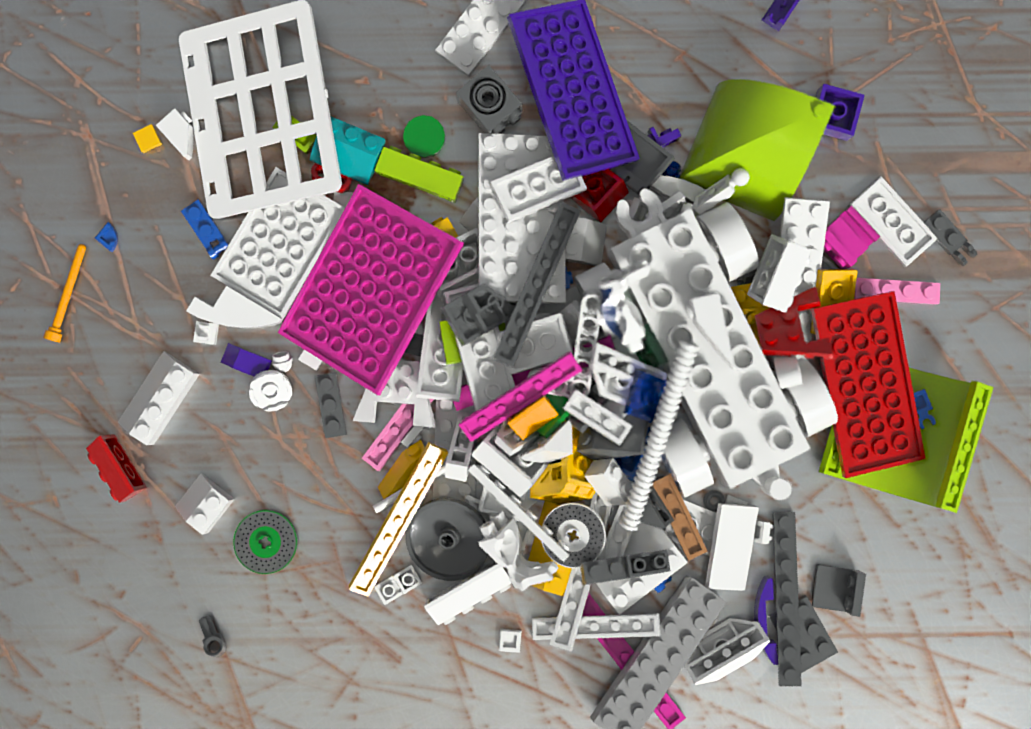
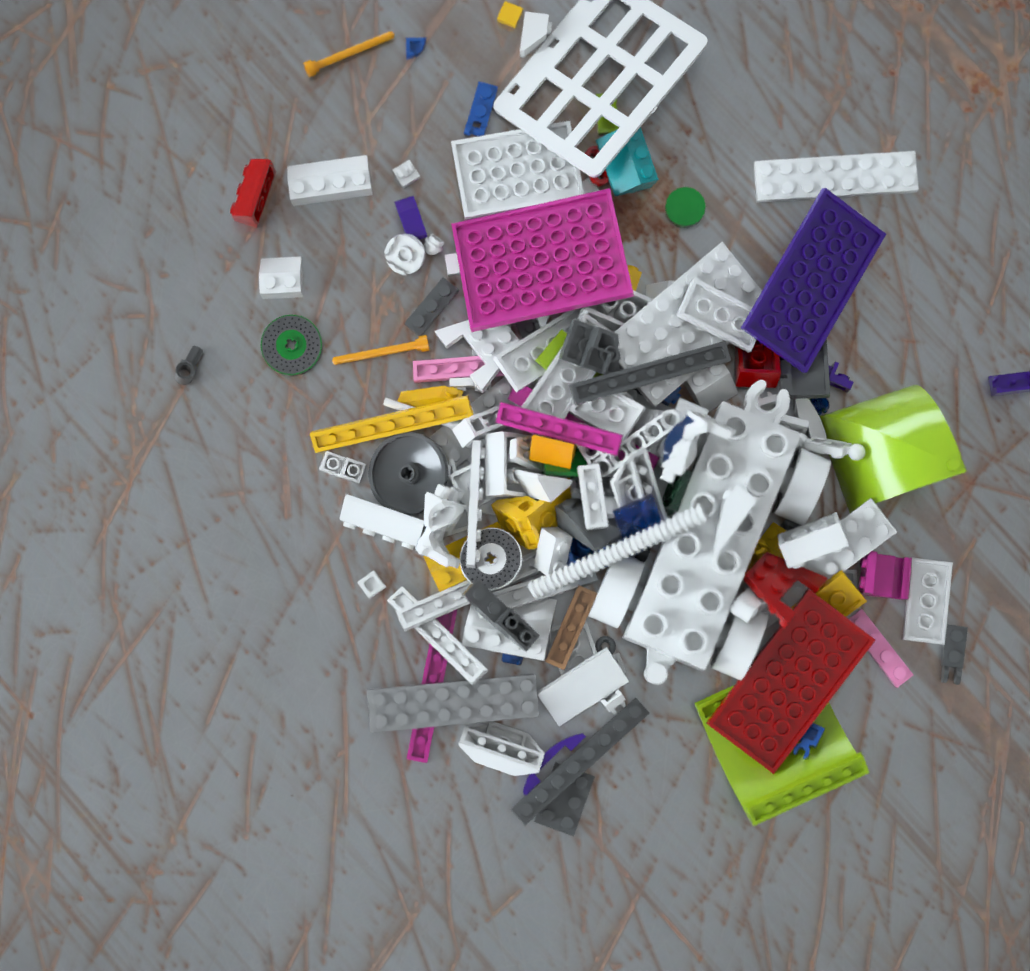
camera: 45 degrees right, 5 degrees down
(234, 311) = (440, 180): white slope -> none
(353, 439) = (420, 344): none -> light orange piece
(419, 174) = (654, 226): lime brick -> none
(492, 116) = (750, 244): dark grey brick -> none
(656, 512) = (560, 602): dark grey slope -> none
(839, 589) = (619, 794): dark grey bracket -> none
(845, 112) = (969, 488): dark purple brick -> none

